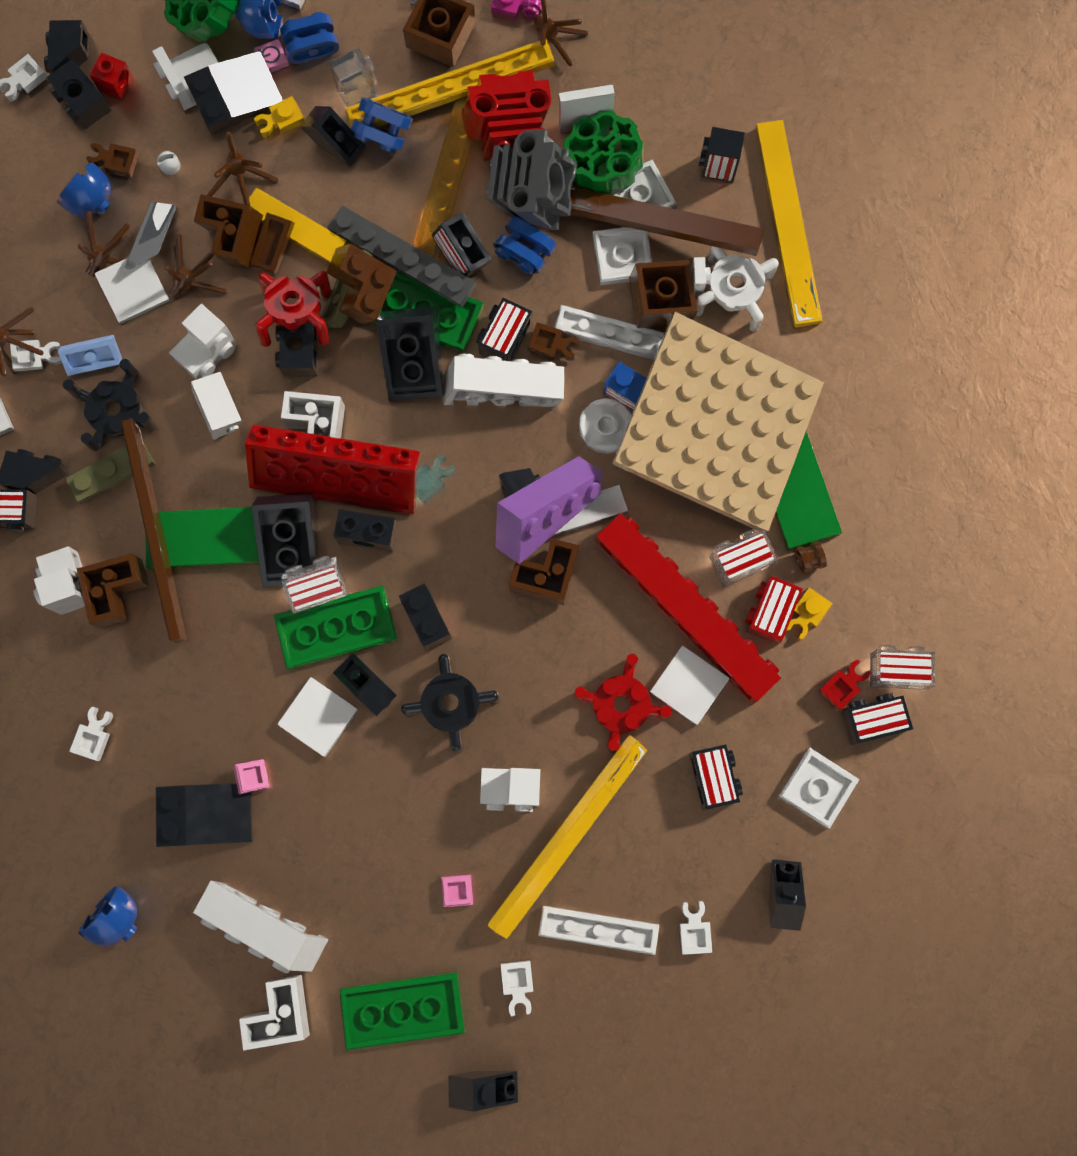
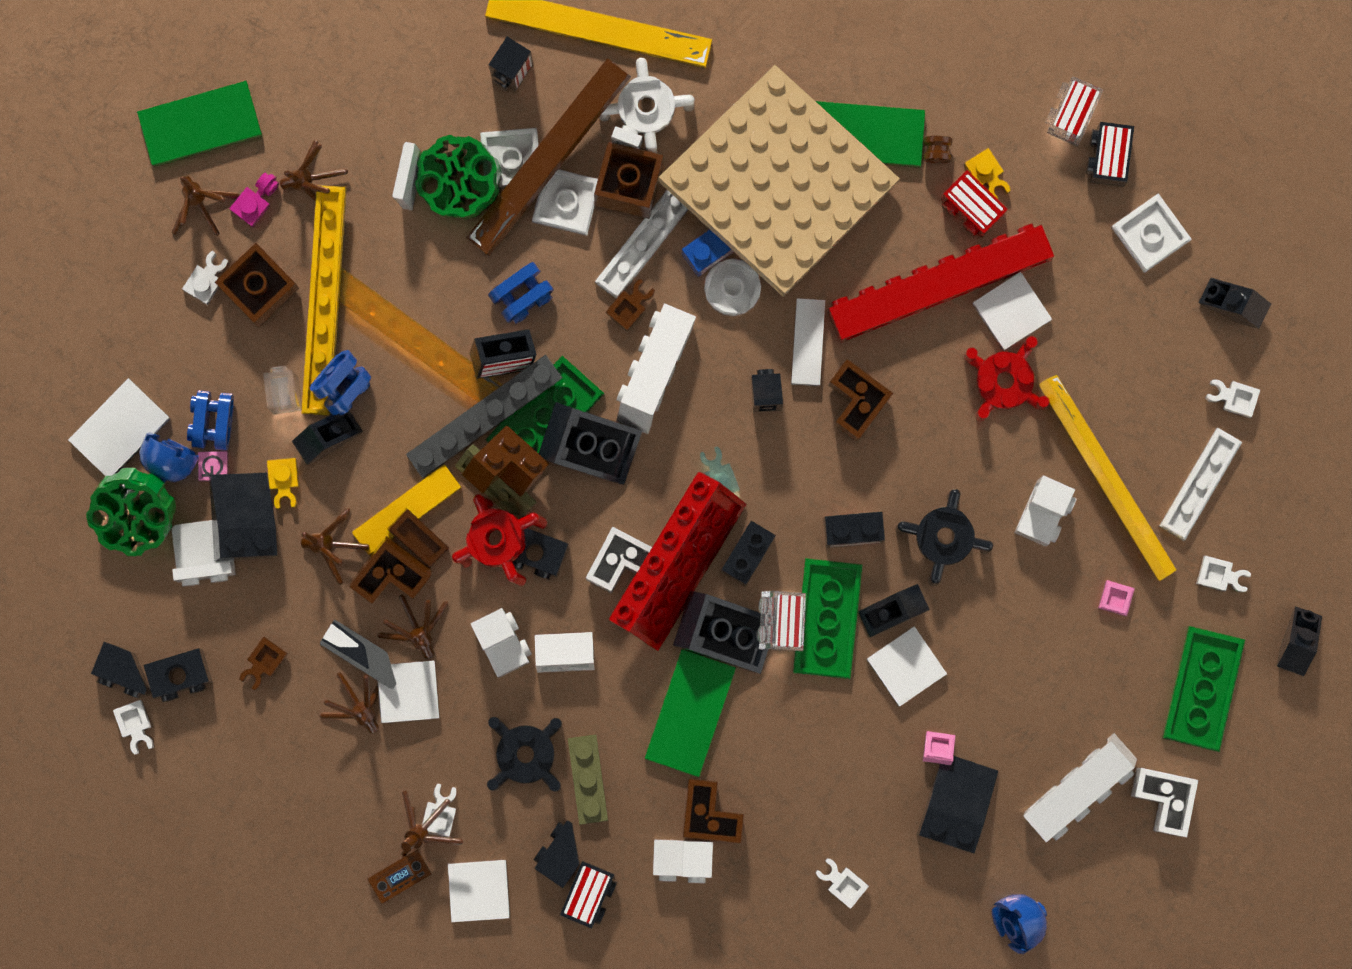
camera: 70 degrees left, 5 degrees up
(87, 193) = (293, 700): blue cylinder -> none
(90, 355) = (463, 756): light blue plate -> none
(111, 76) = (173, 633): red brick -> none
(154, 531) = (671, 753): reddish brown tile -> none
(168, 163) = (293, 611): white hinge -> none
(504, 108) = (386, 255): red piece -> none
(505, 330) = (603, 346): brick -> none
(532, 179) = (468, 258): dark grey piece -> none
(544, 507) = (798, 374): medium lavender wedge -> none
(715, 777) = (1106, 322): brick -> none
(743, 557) = (914, 211): brick -> none
(841, 688) = (1069, 173): red plate -> none

